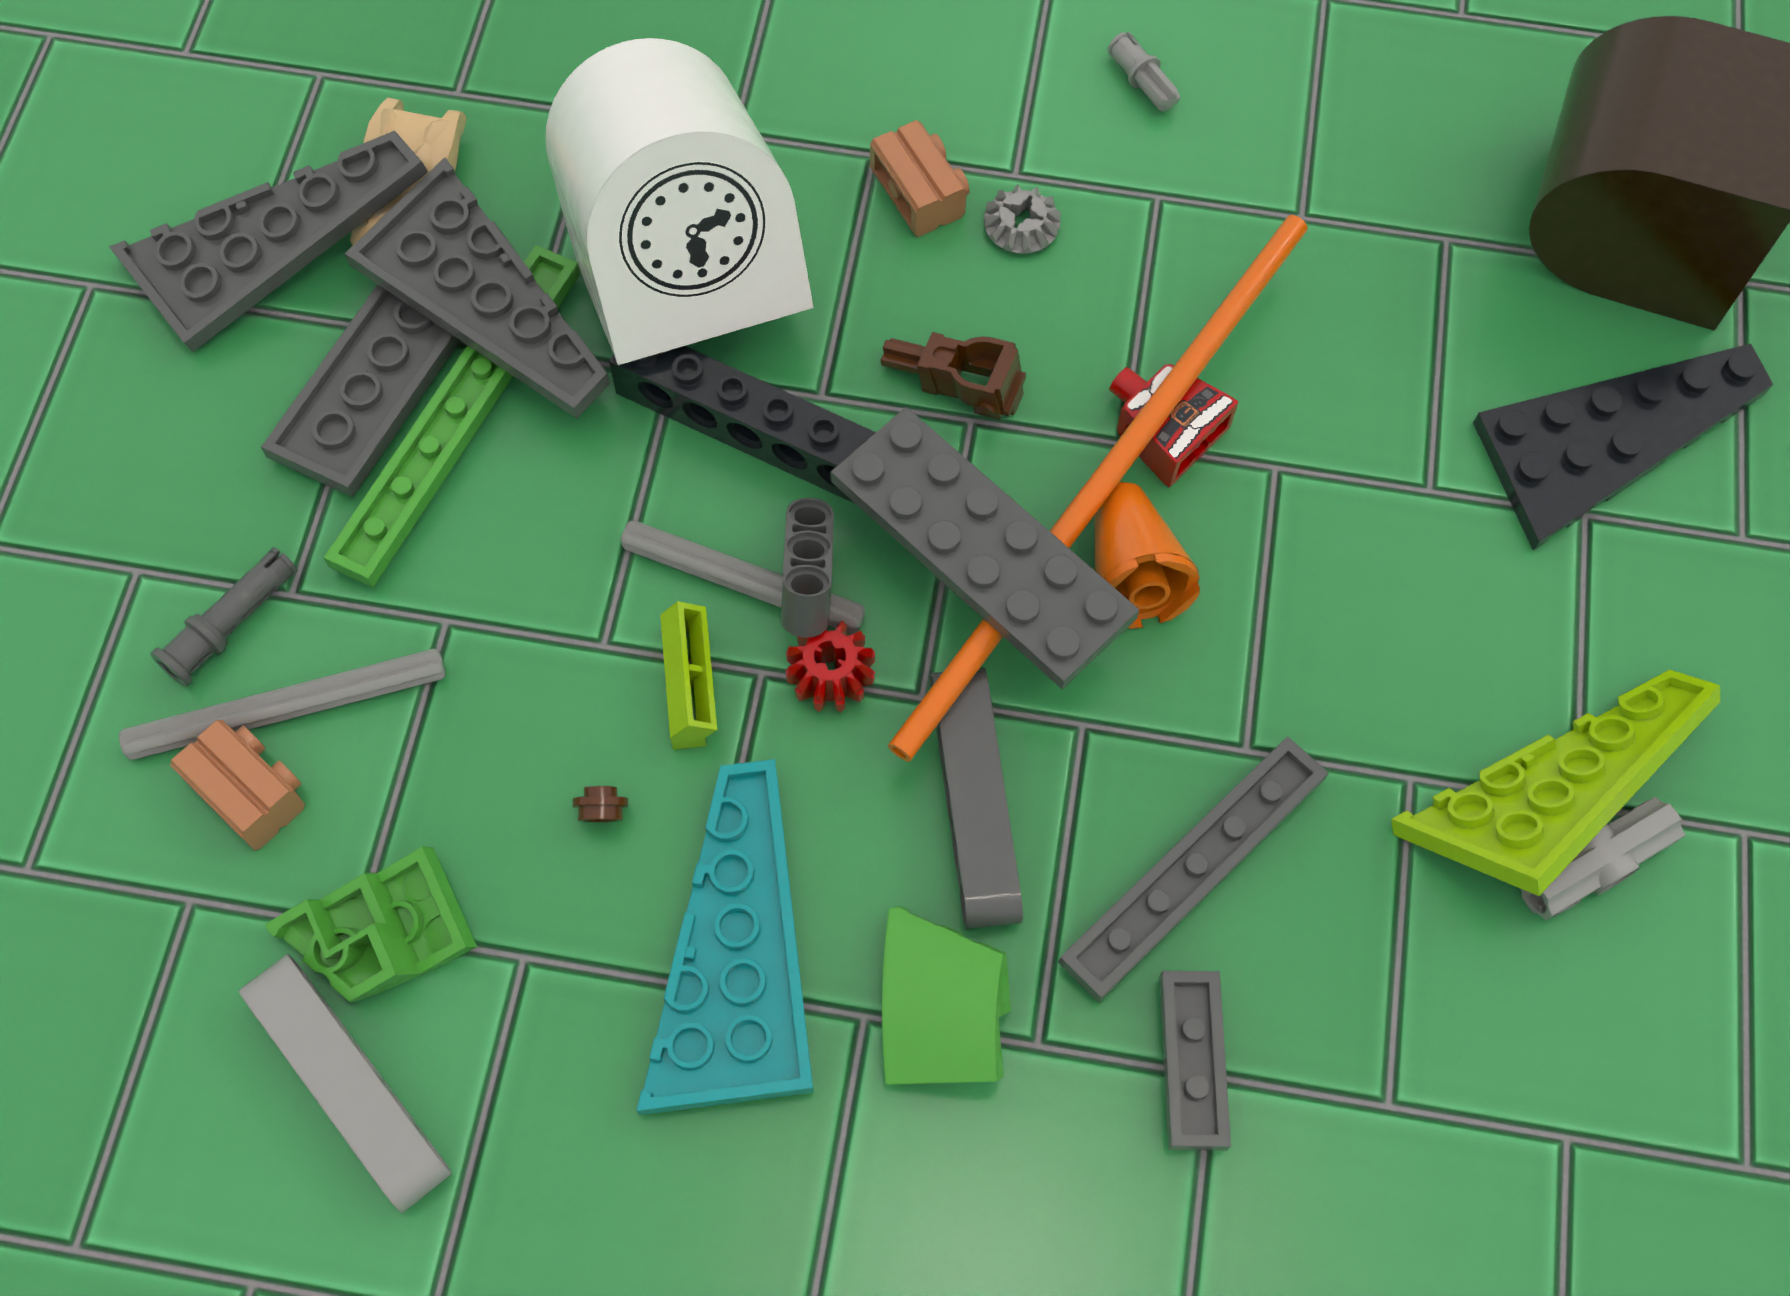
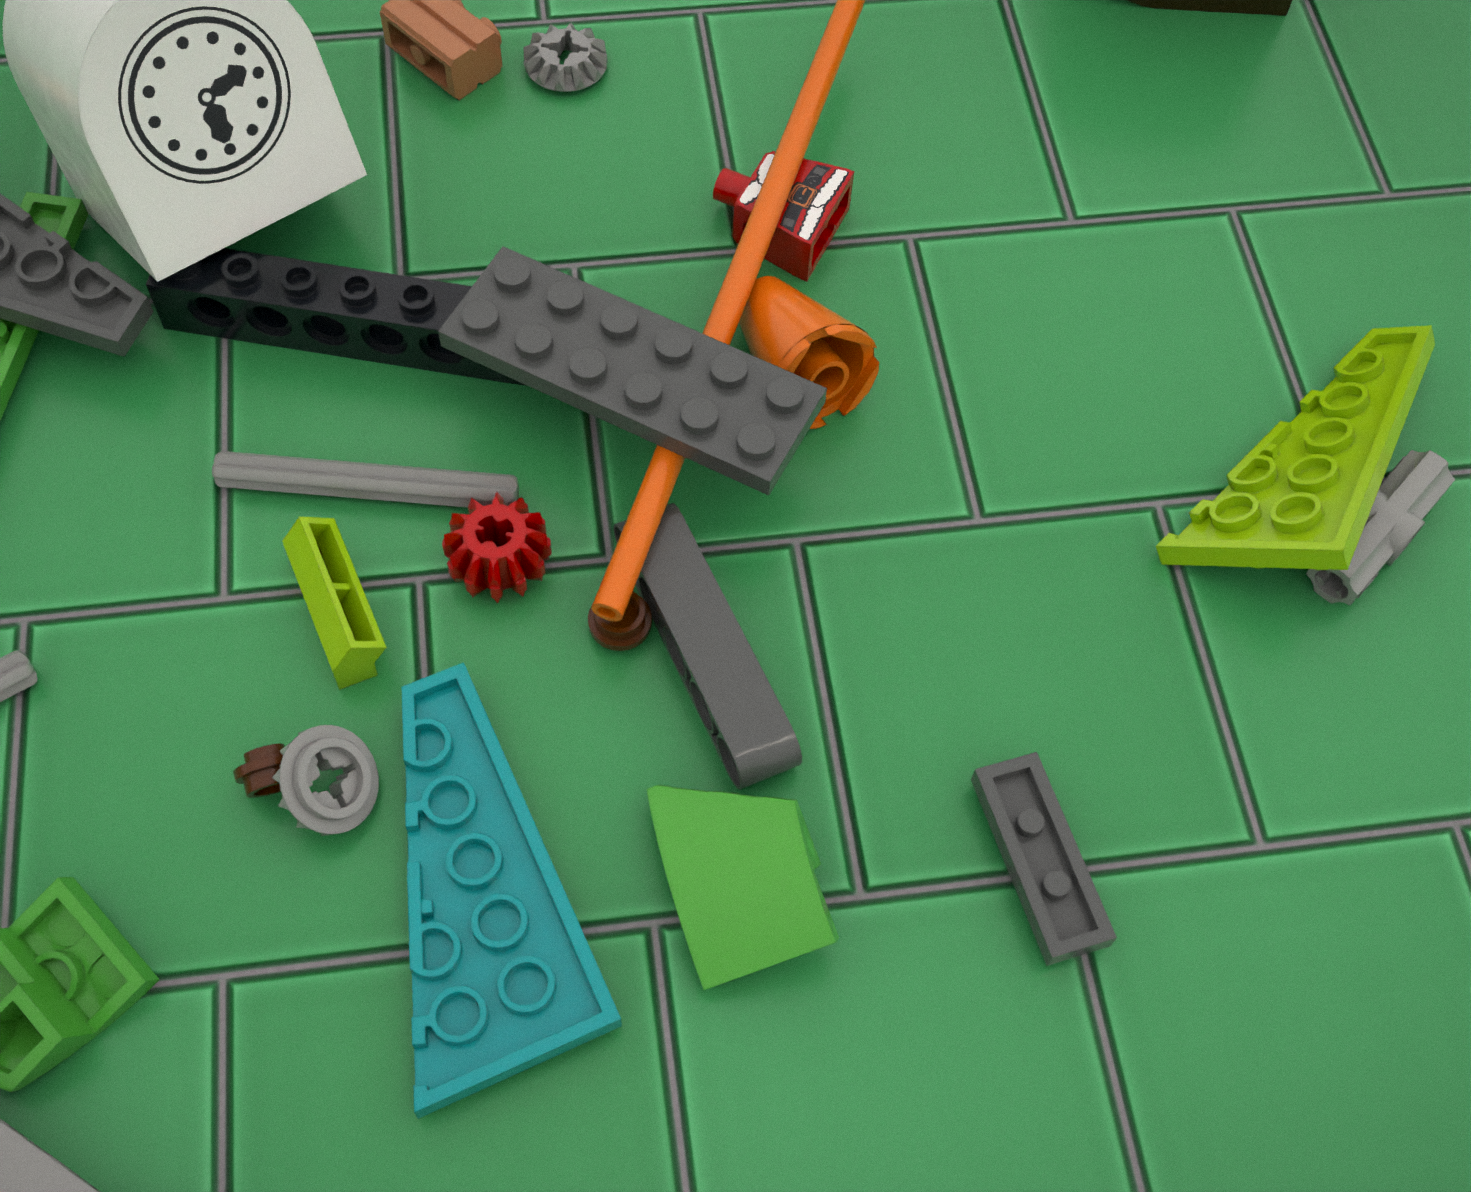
camera: 20 degrees left, 5 degrees down
(659, 840) = (351, 793): none -> light grey gear
(807, 567) = (440, 445): dark grey beam -> none
(920, 767) = (627, 632): none -> reddish brown plate
(945, 358) = (561, 209): reddish brown piece -> none
(1192, 869) = (965, 659): dark grey plate -> none
(1597, 439) = (1218, 135): black wing -> none

